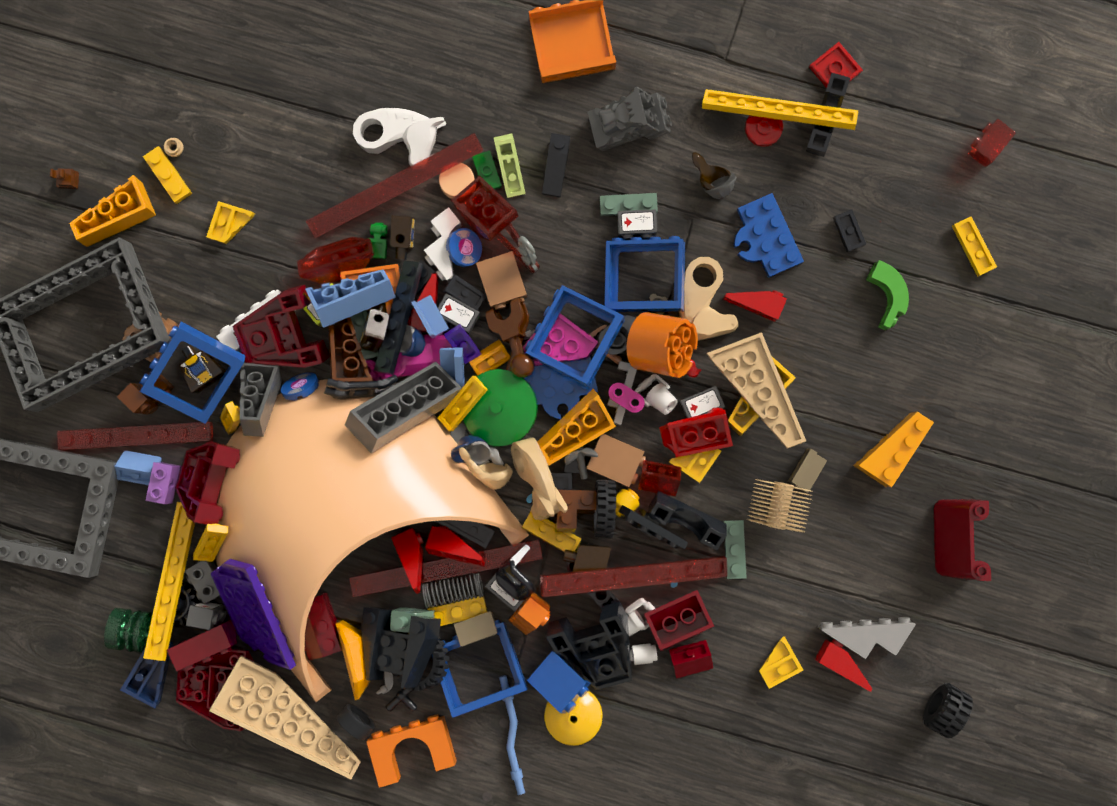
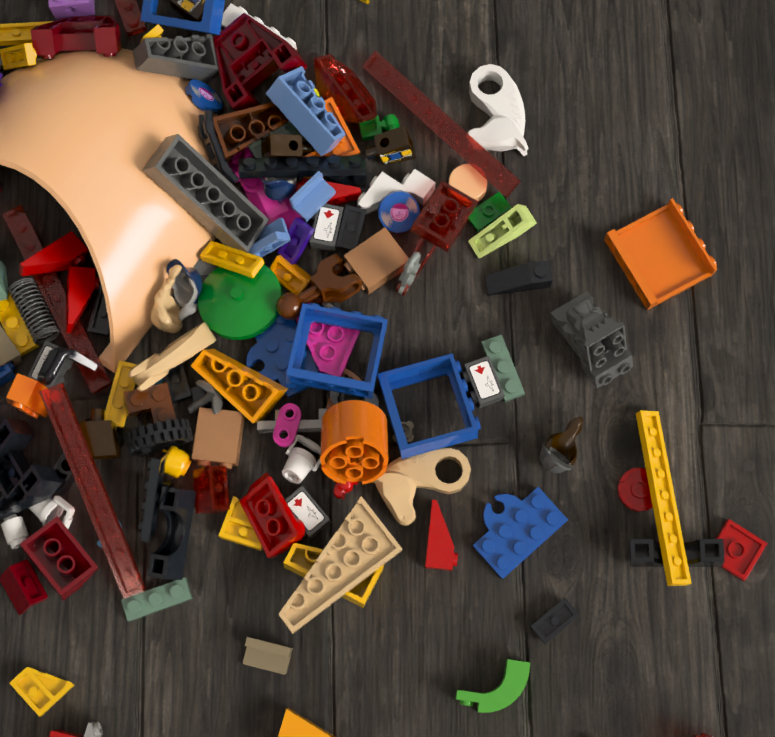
camera: 75 degrees right, 10 degrees down
(779, 506) = (214, 629): tan piece -> none

